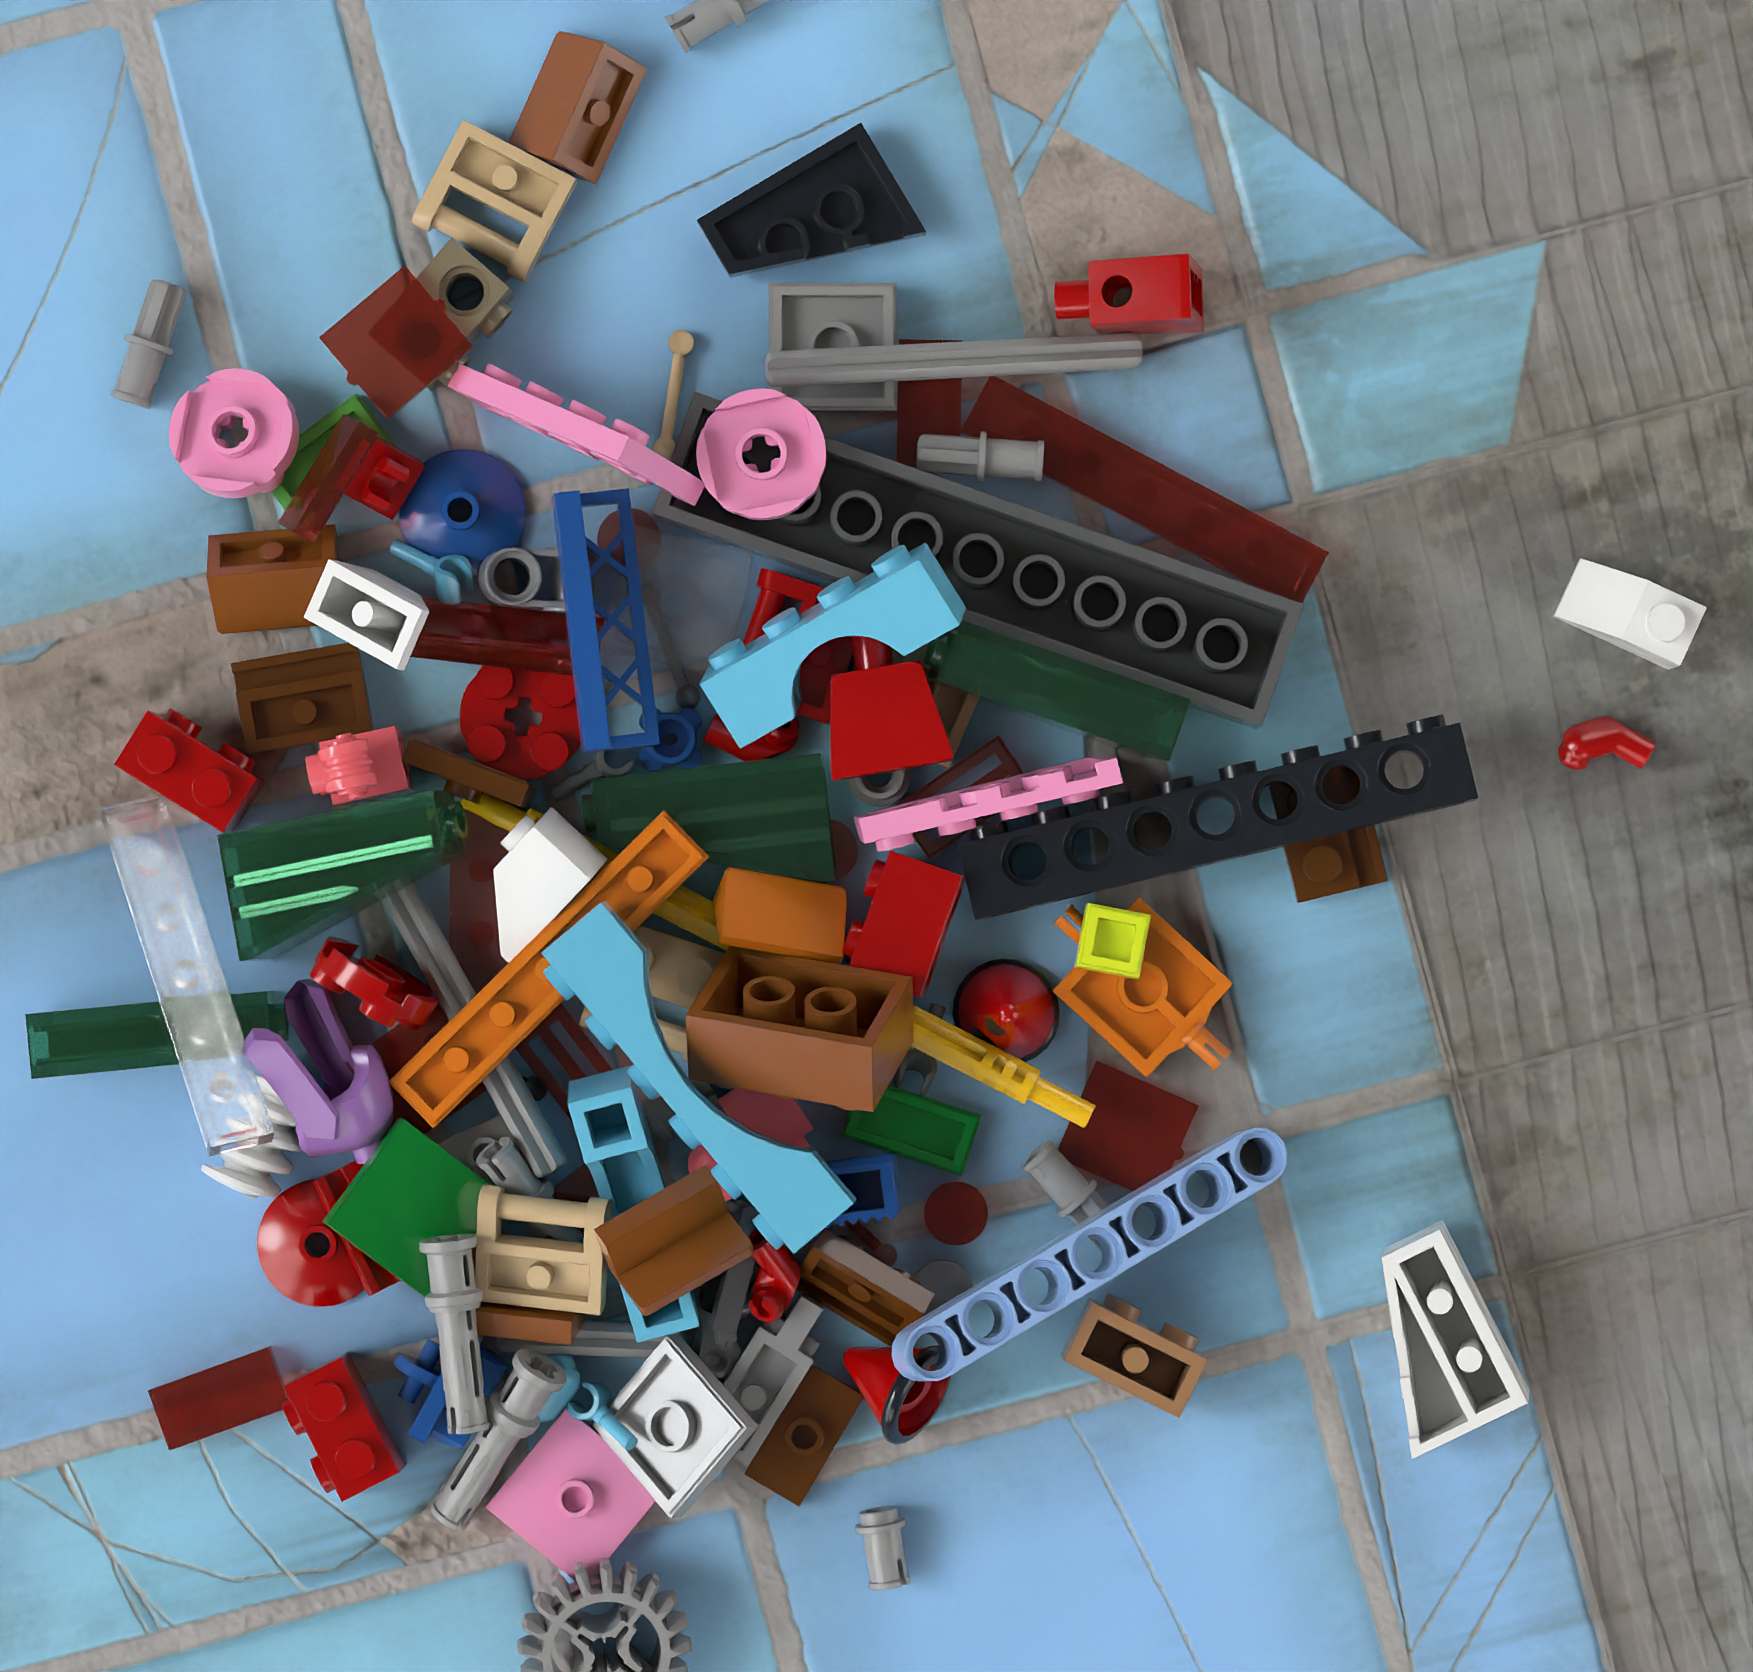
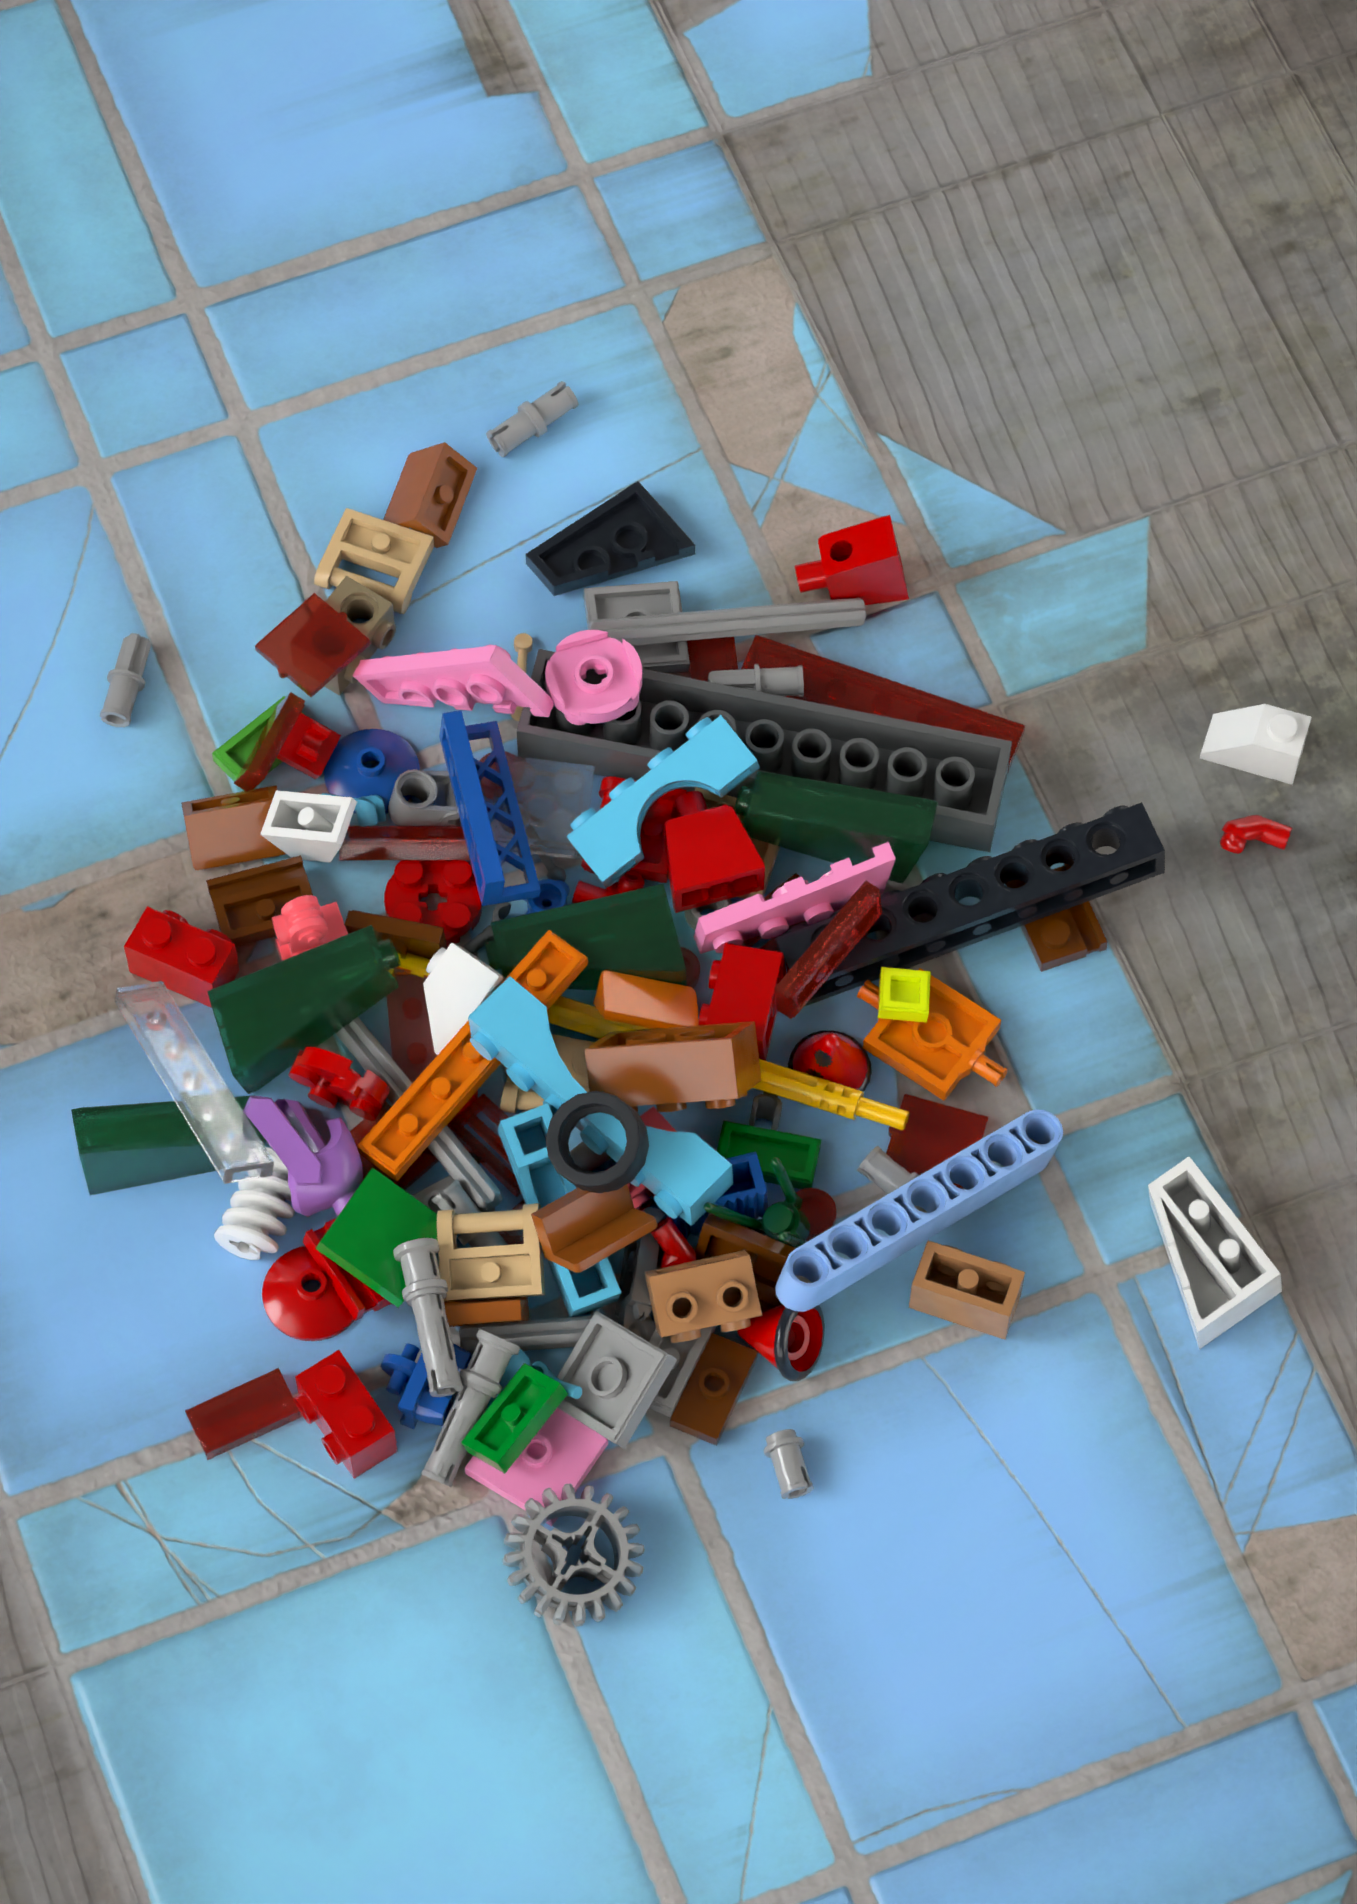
camera: 10 degrees left, 25 degrees down
(255, 463) = (199, 748): bright pink plate -> none
(550, 1466) = (514, 1418): none -> green plate
(652, 1194) = (566, 1119): none -> black tyre
(800, 1342) = (703, 1295): none -> medium nougat brick
(913, 1239) = (780, 1221): none -> dark green plant
(1021, 888) = (828, 950): none -> clear red tile

